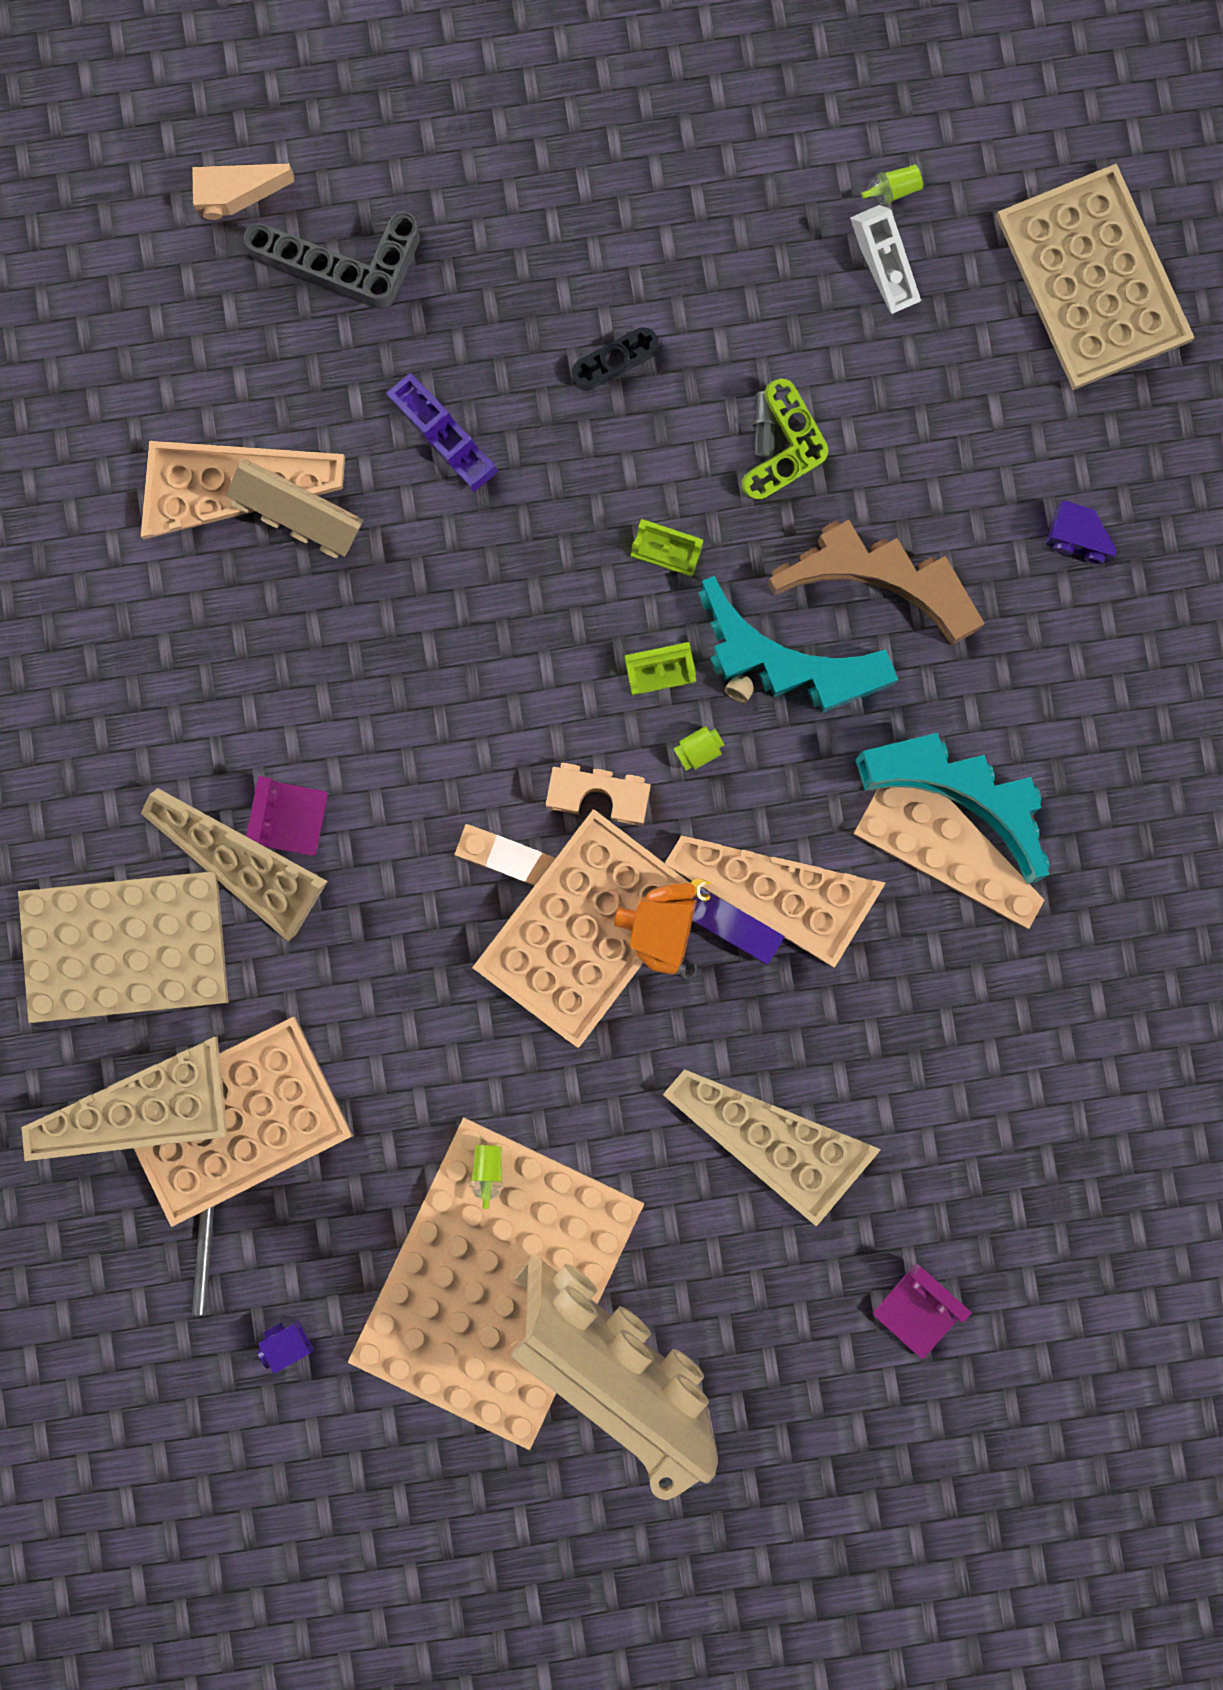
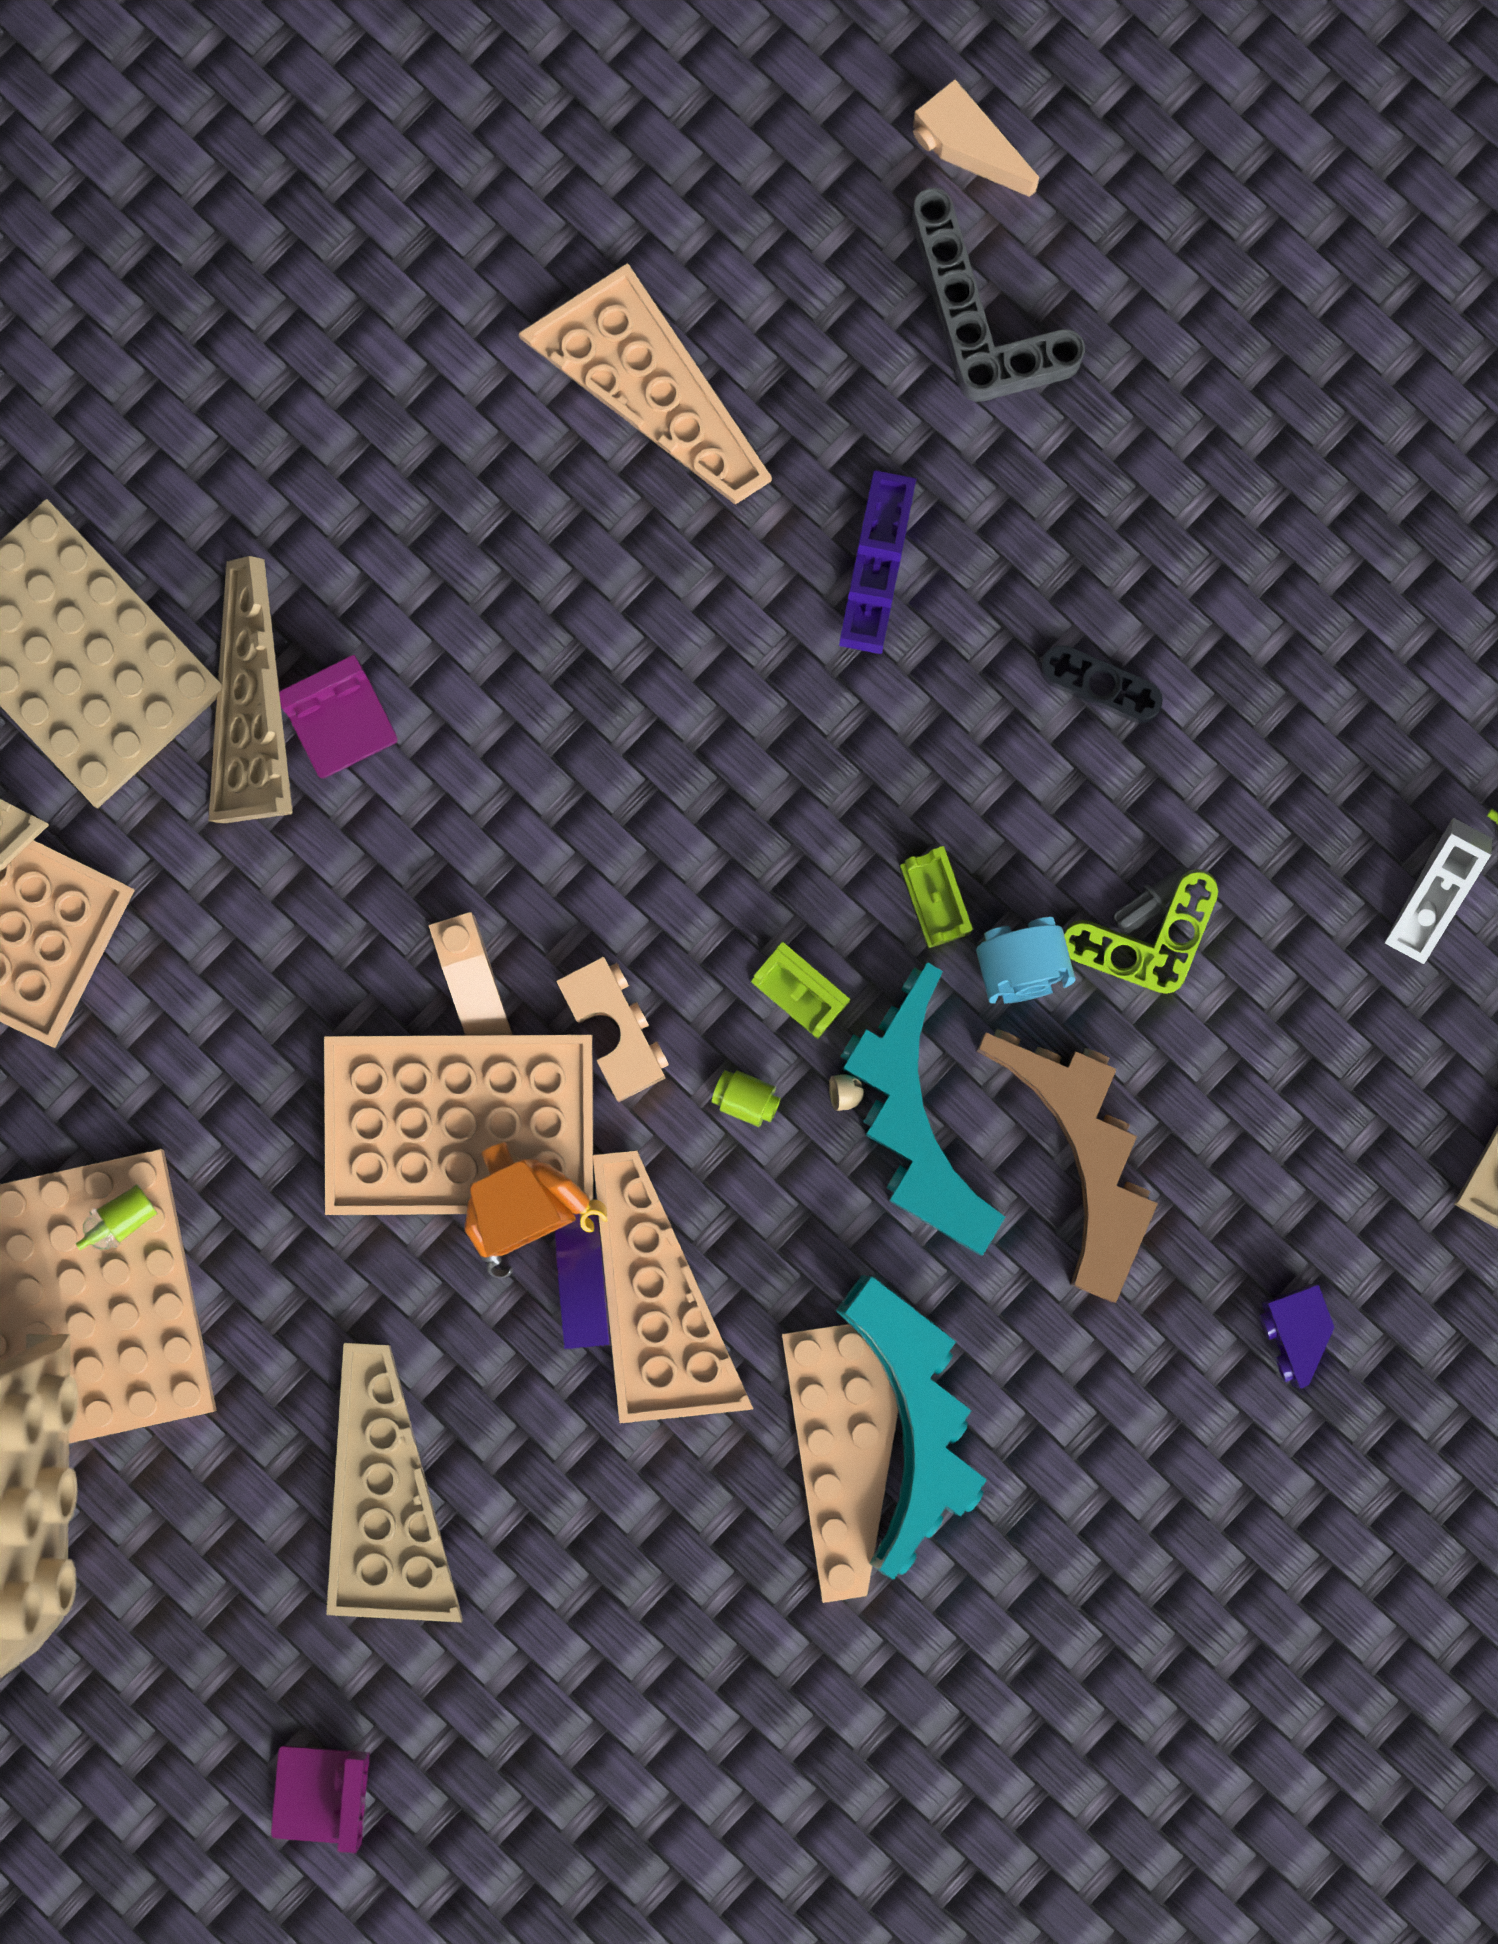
camera: 50 degrees right, 0 degrees up
(293, 507) = (670, 470): tan slope -> none
(745, 524) = (1024, 961): none -> medium azure brick

